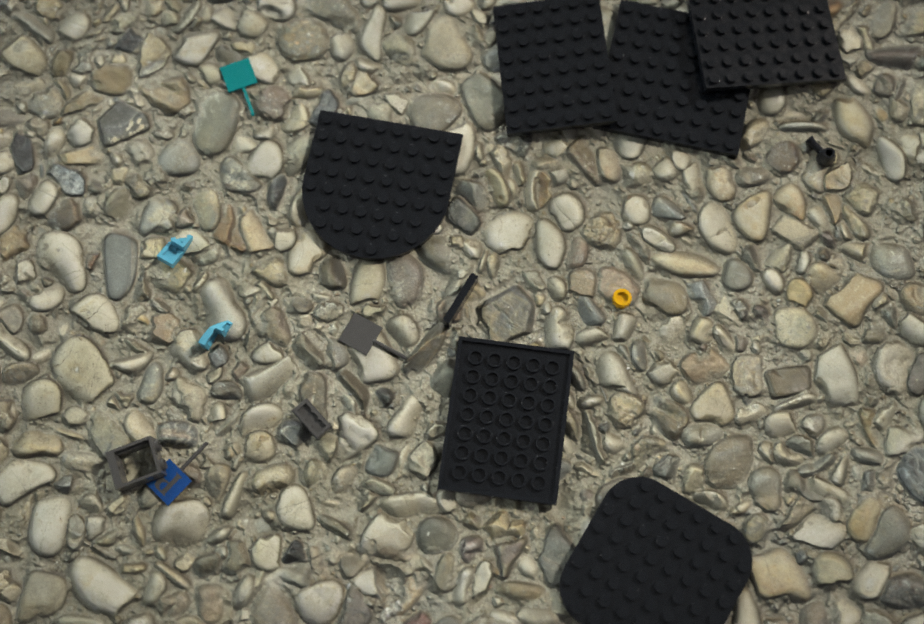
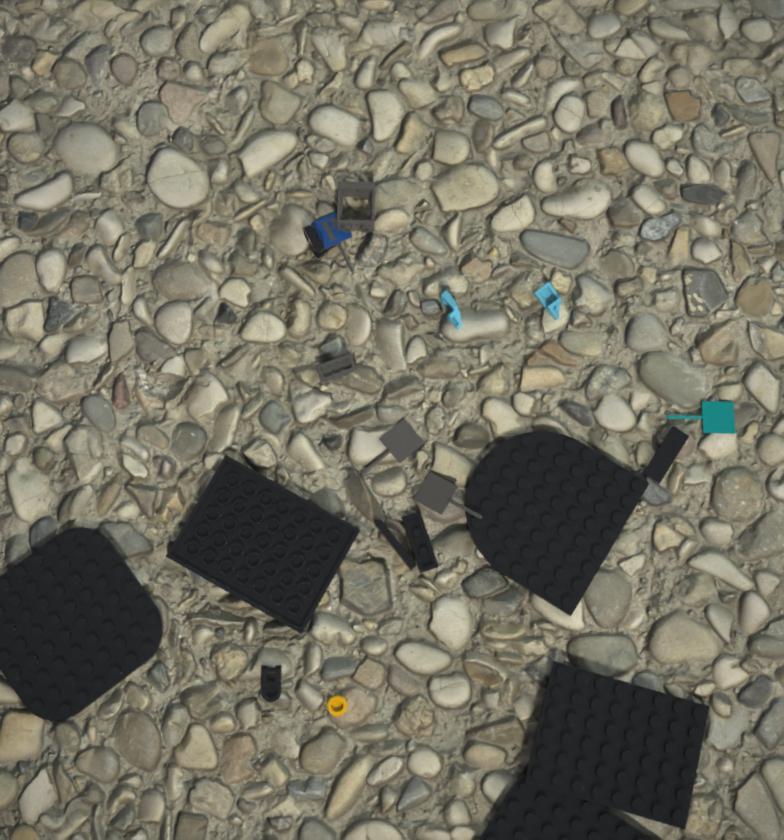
camera: 110 degrees right, 5 degrees up
(184, 496) = (316, 245): none -> black plate
(289, 105) = (665, 455): none -> black tile
(399, 283) = (437, 494): none -> dark grey piece
(448, 282) = (419, 542): none -> black tile
(634, 358) = (271, 690): none -> black plate

